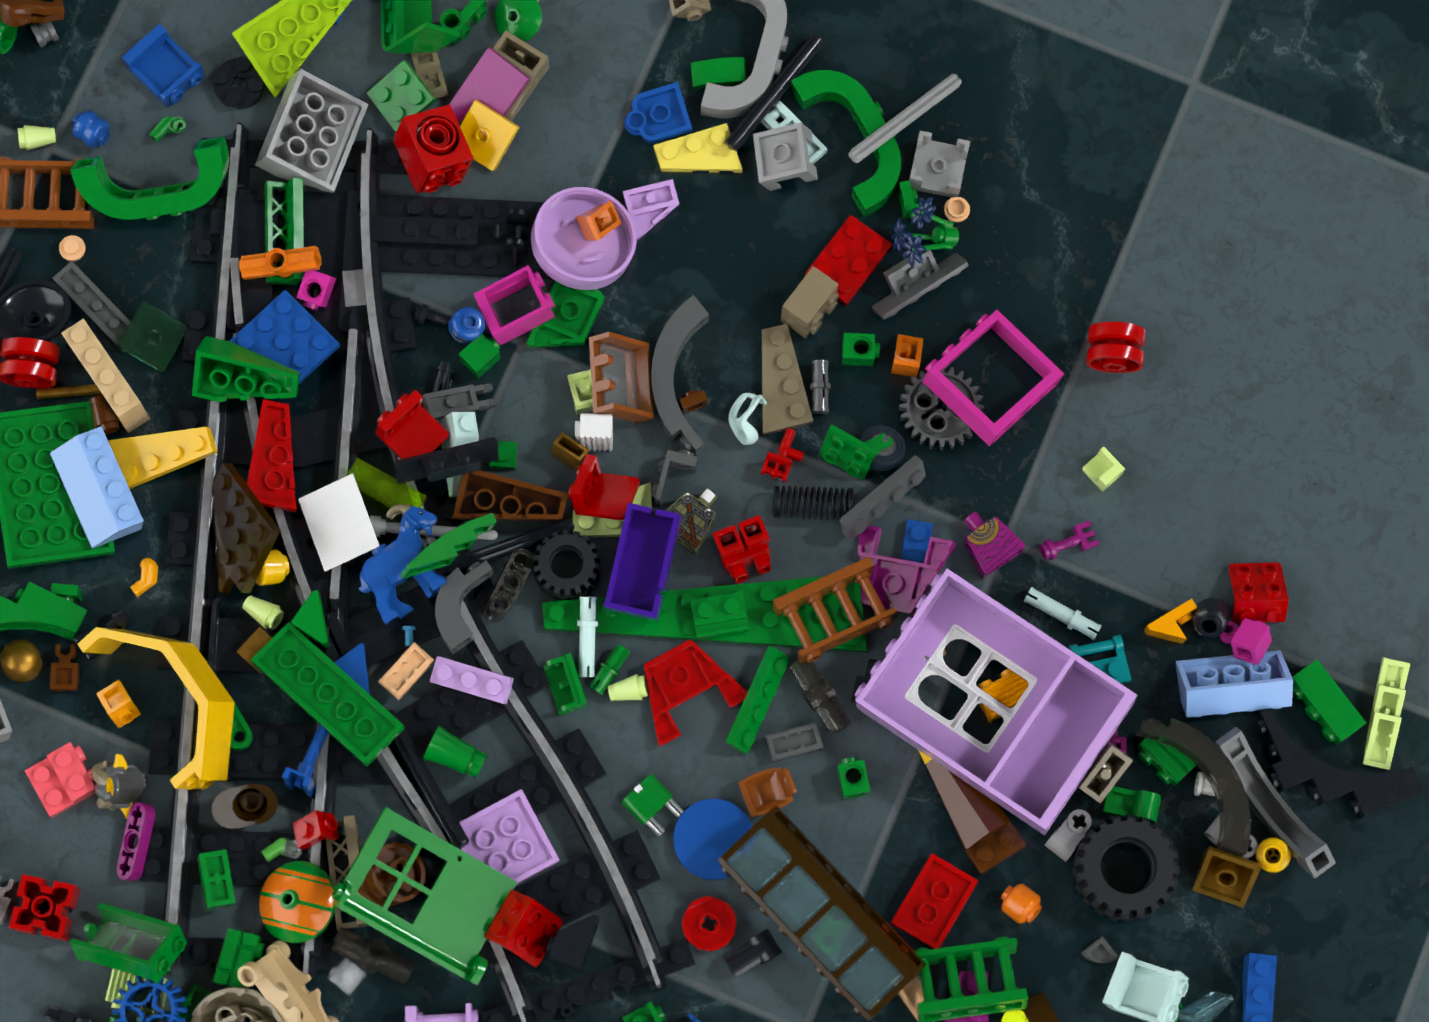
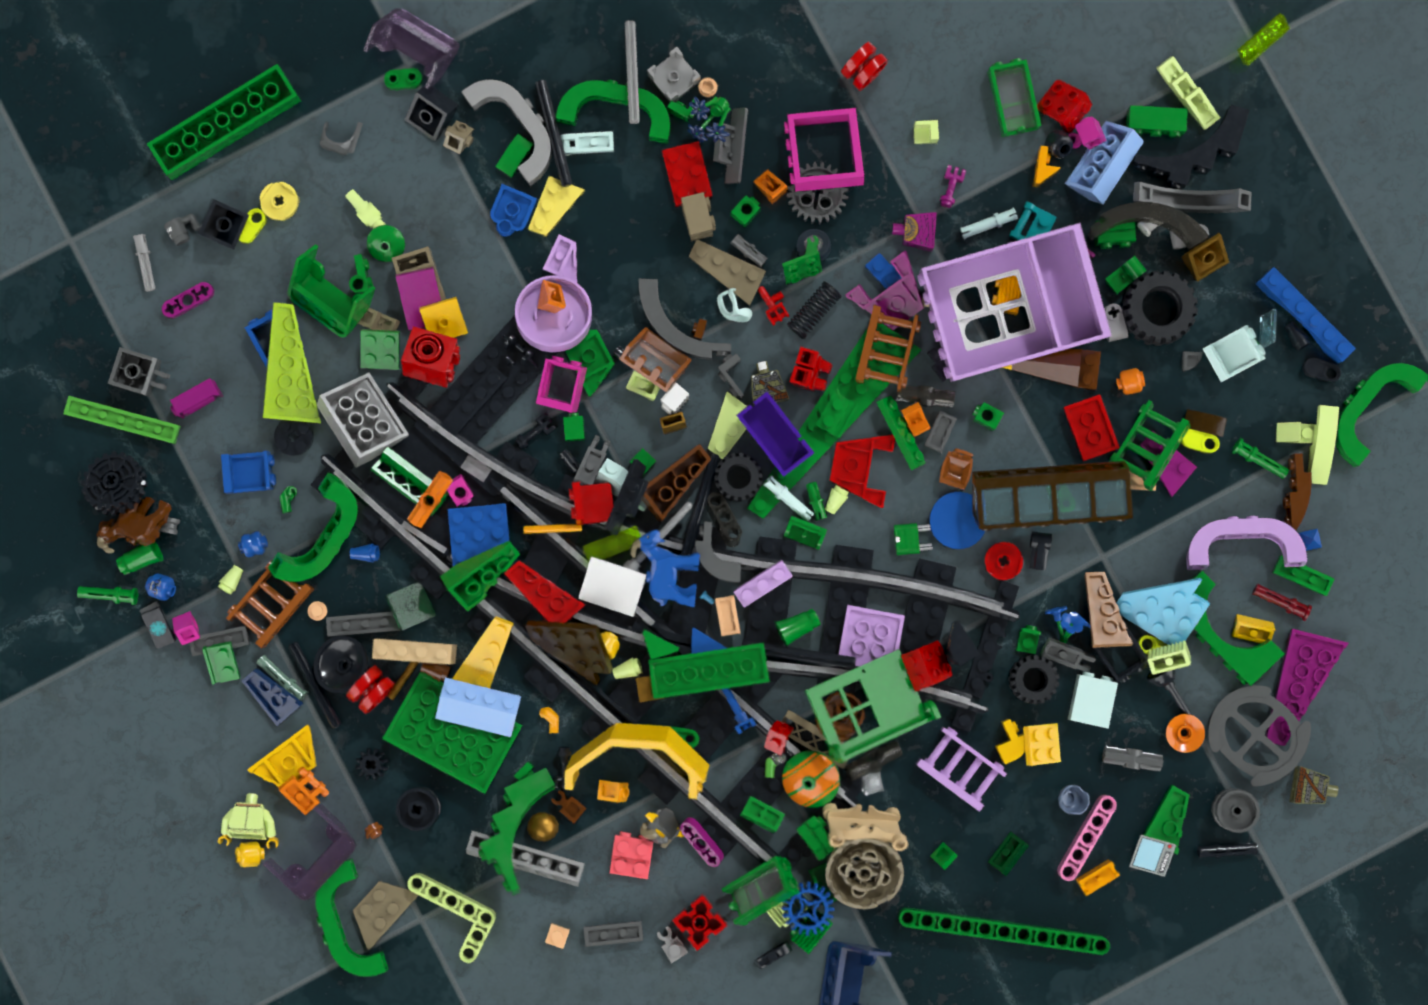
camera: 45 degrees left, 10 degrees up
(174, 250) = (366, 553): none -> blue cone
(244, 805) = (733, 766): dark brown piece -> none
(351, 412) = (552, 528): none -> light orange bar
(445, 549) = (680, 540): green slope -> none
(466, 324) = (551, 421): blue head -> none
(601, 493) = (713, 423): red bracket -> none
(783, 155) = (597, 159): light grey panel -> none
(785, 703) = (915, 419): none -> orange bracket
(882, 498) = (843, 269): dark grey plate -> none
(1105, 772) = (1102, 274): dark tan brick -> none
(1219, 531) = (1014, 97): none -> door
(1273, 865) = (1222, 220): yellow head -> none

